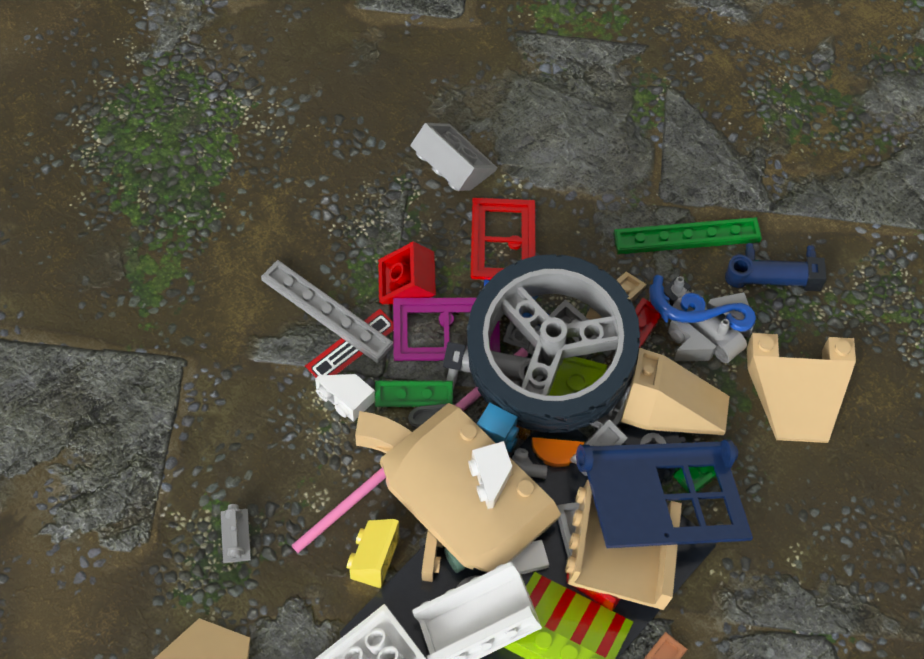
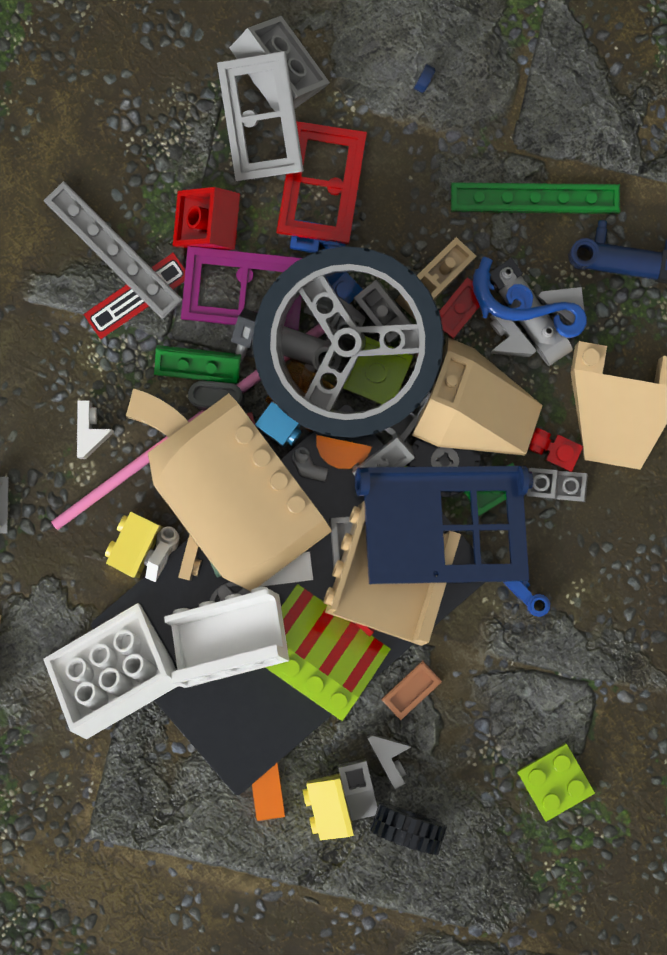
camera: 10 degrees right, 25 degrees up
(322, 462) = (87, 438): none -> white slope
(346, 392) = (125, 357): white slope -> none
(403, 551) = (166, 543): none -> white plate
(422, 198) = (235, 119): none -> light grey door
(492, 469) = (261, 487): white slope -> none
(577, 154) = (424, 78): none -> dark blue tile
(745, 555) = (520, 589): none -> blue plate
(754, 433) = (561, 452): none -> red plate
(759, 462) = (558, 485): none -> light grey slope

